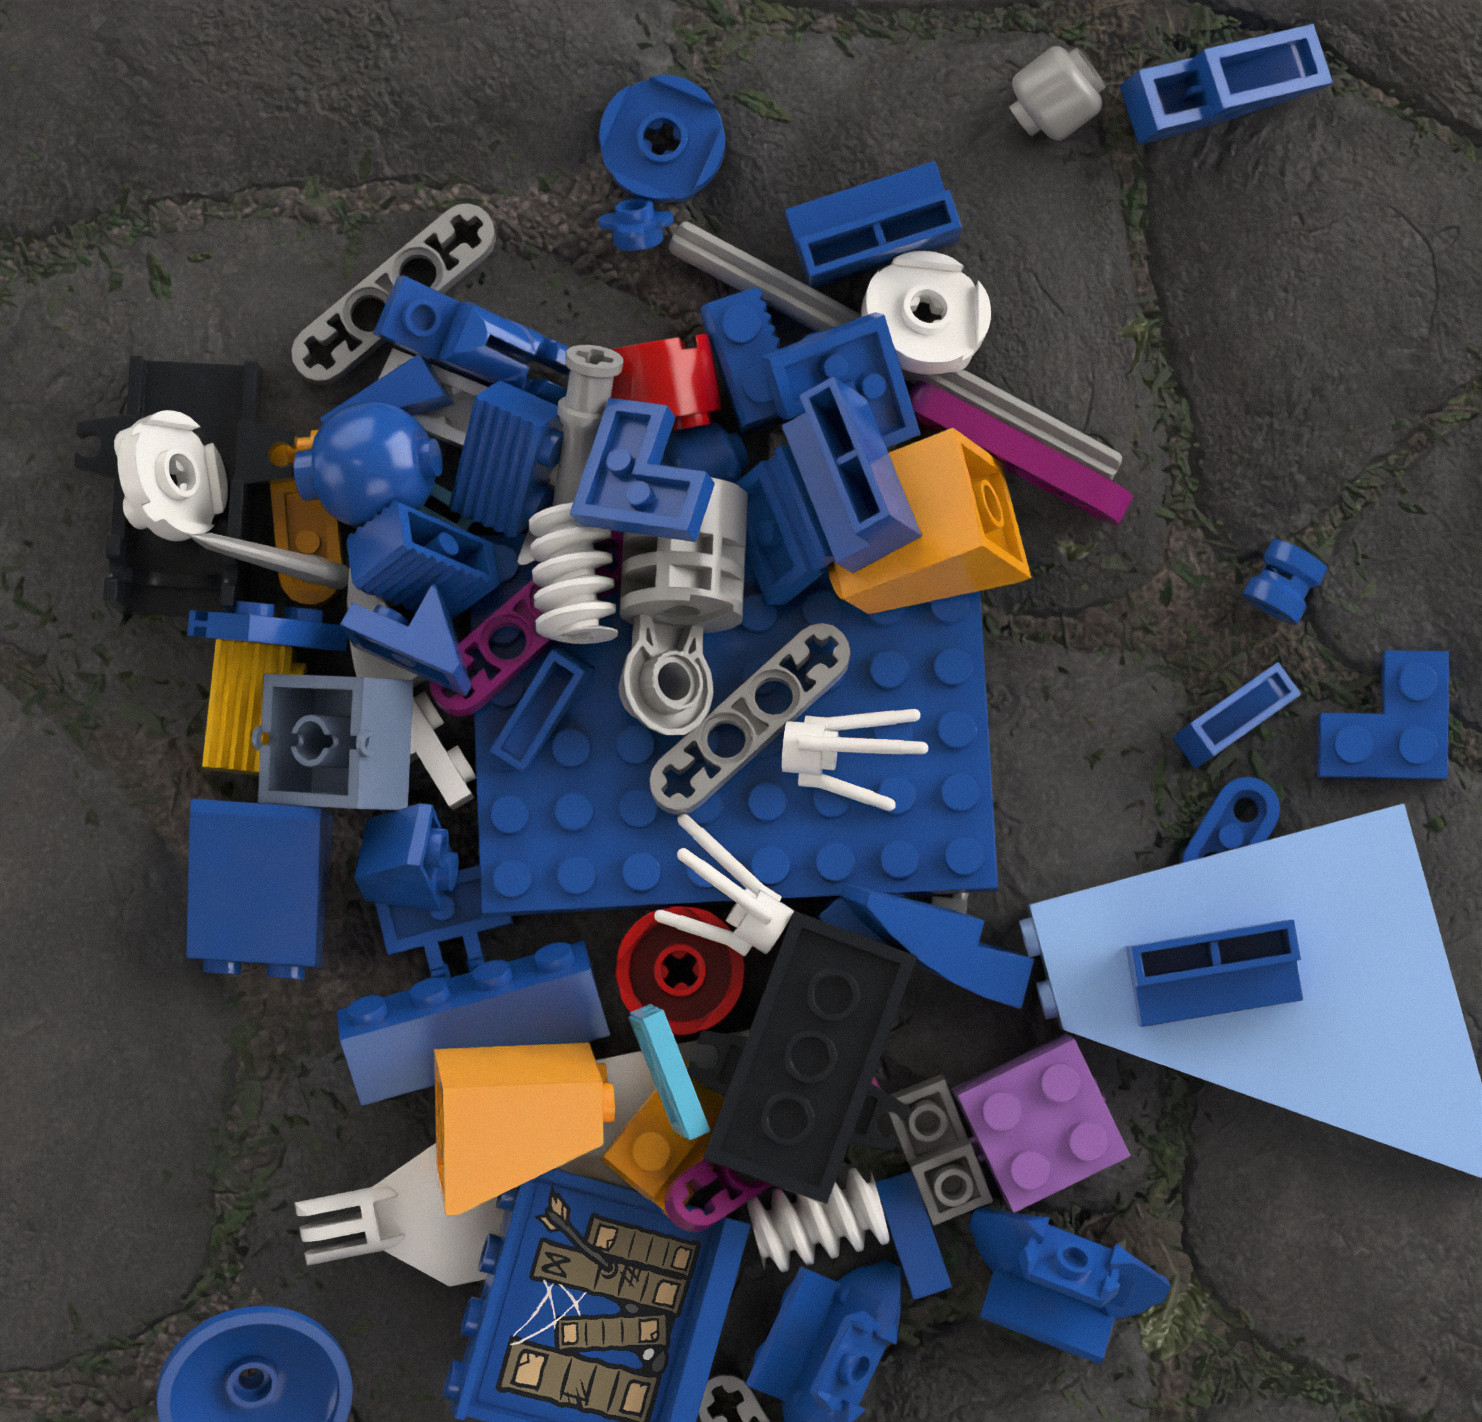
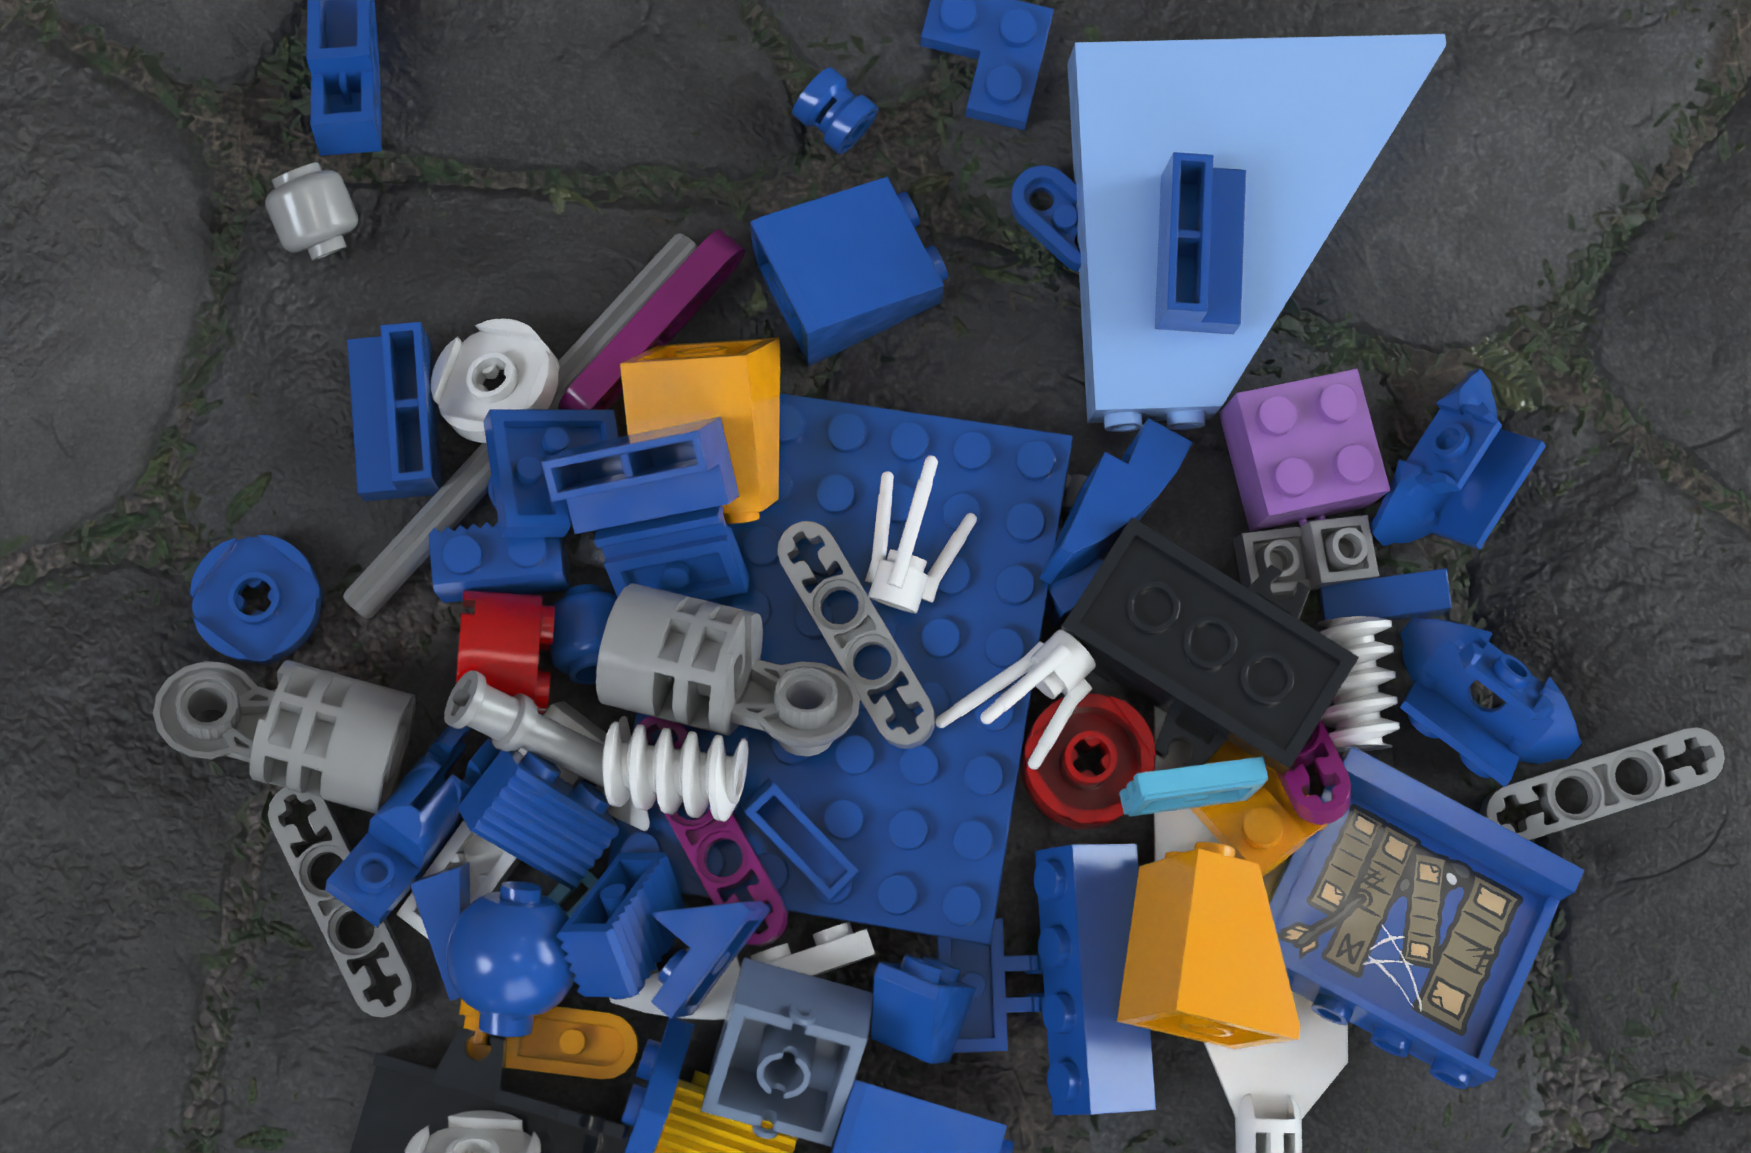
camera: 85 degrees left, 5 degrees down
(308, 567) = (600, 1045): light grey bar -> none
(537, 220) = (309, 735): none -> light grey cylinder
(627, 485) = (601, 691): blue plate -> none
(636, 224) = (335, 640): blue plate -> none
(1122, 630) = (847, 266): none -> blue slope
(1236, 715) = (951, 188): blue piece -> none

